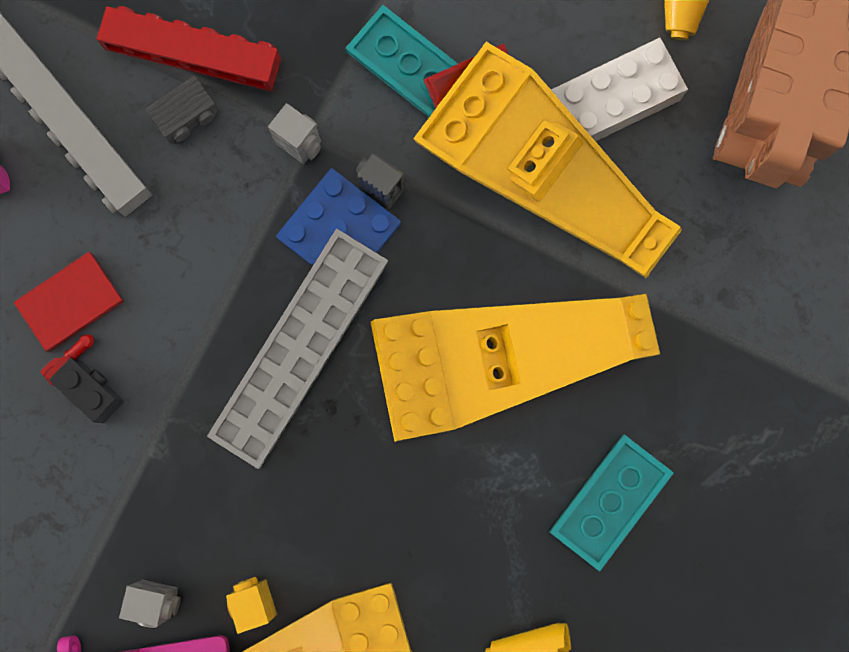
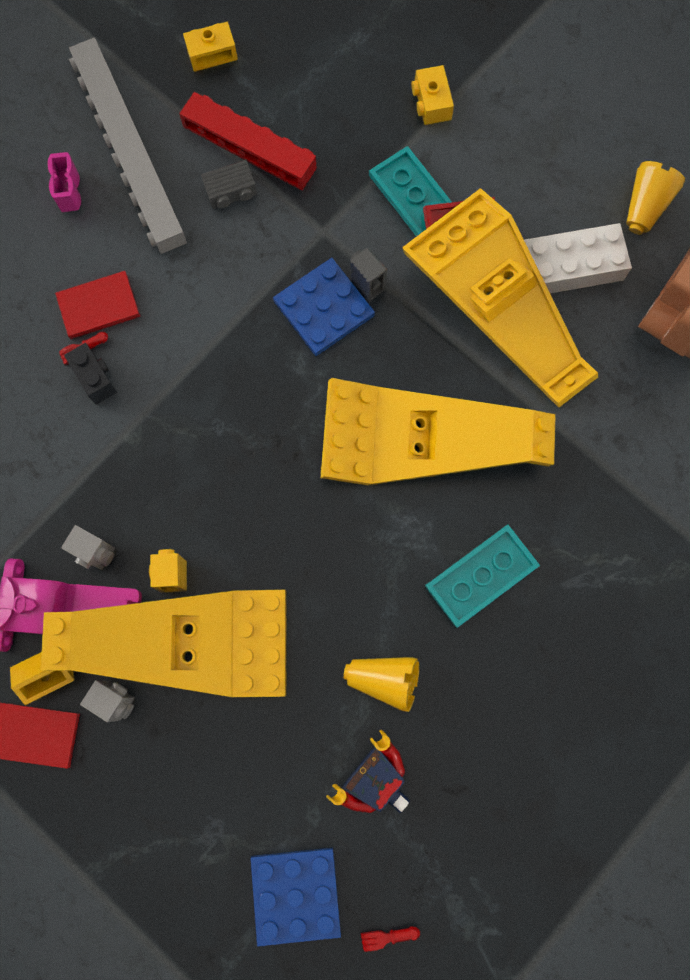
camera: 15 degrees right, 5 degrees down
(295, 134) = (311, 222): light grey brick -> none
(297, 348) = (265, 385): light grey plate -> none

